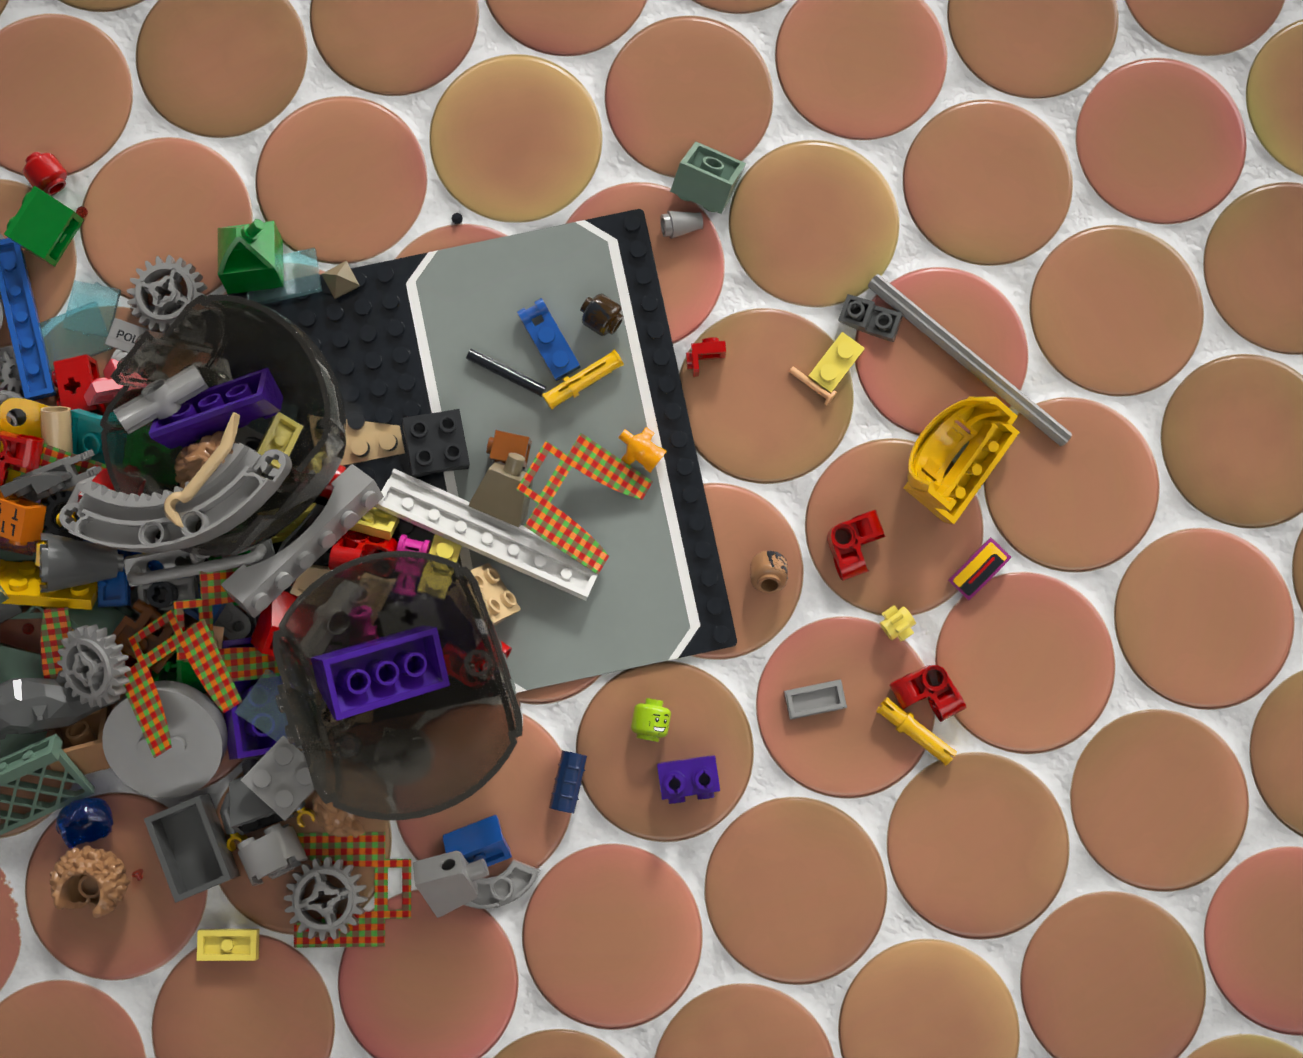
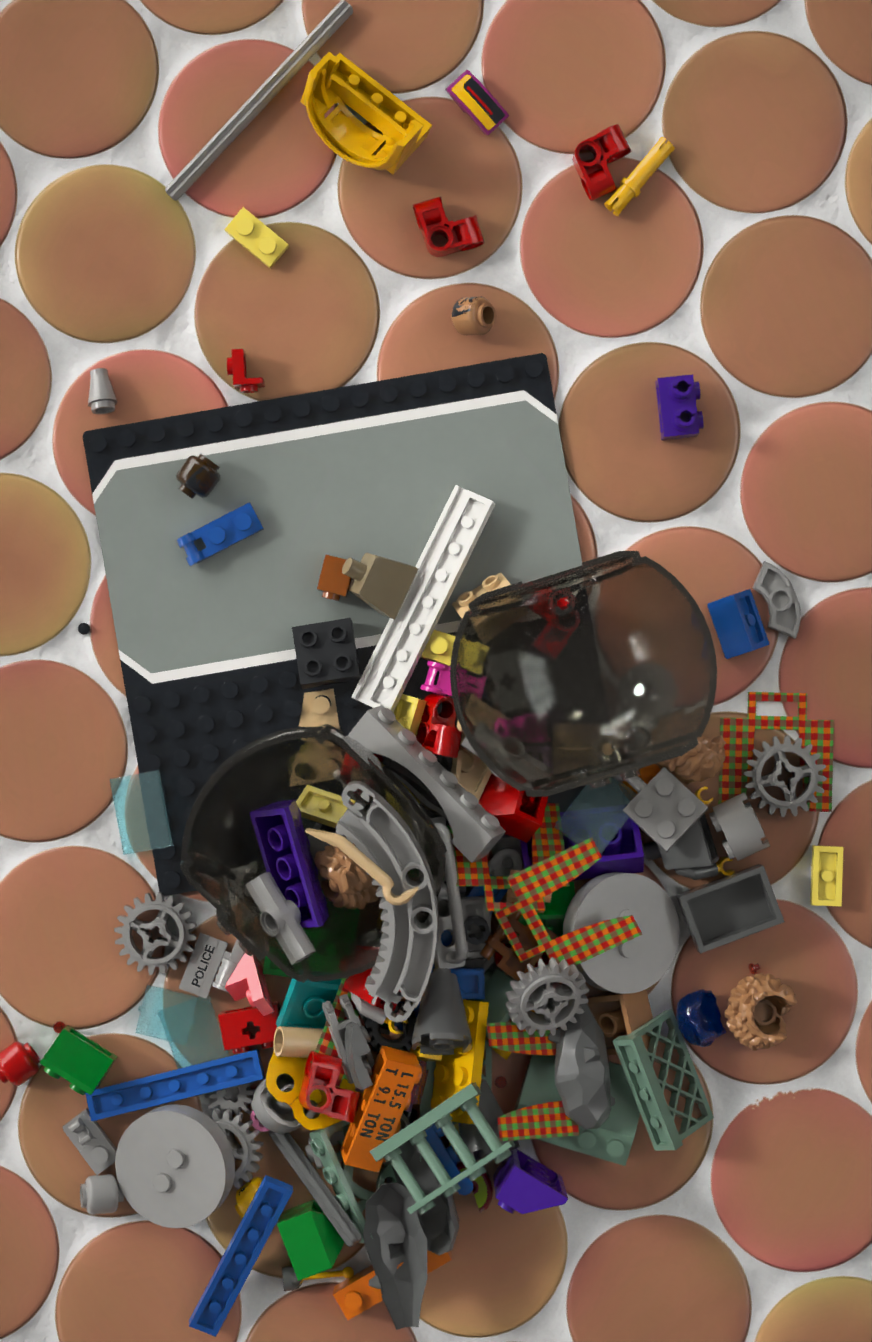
camera: 90 degrees left, 5 degrees up
(250, 257) = (120, 842): green piece -> none
(340, 280) = (147, 750): dark tan slope -> none
(381, 671) = (565, 700): dark purple slope -> none
(448, 880) = (772, 648): light grey torso -> none
(506, 372) = (253, 579): black bar -> none
(554, 524) = (417, 531): piece -> none
(568, 782) = (677, 528): dark blue axle -> none
(583, 379) = (249, 472): yellow pin -> none
(641, 449) = (342, 440): light orange piece -> none
(651, 720) = (619, 442): lime head -> none
(707, 177) = (53, 361): sand green slope -> none
(815, 699) = (603, 276): light grey tile -> none
(829, 397) = (279, 262): light nougat pin -> none
(869, 318) = (211, 199): dark grey slope -> none
(897, 623) = (530, 188): light yellow gear -> none

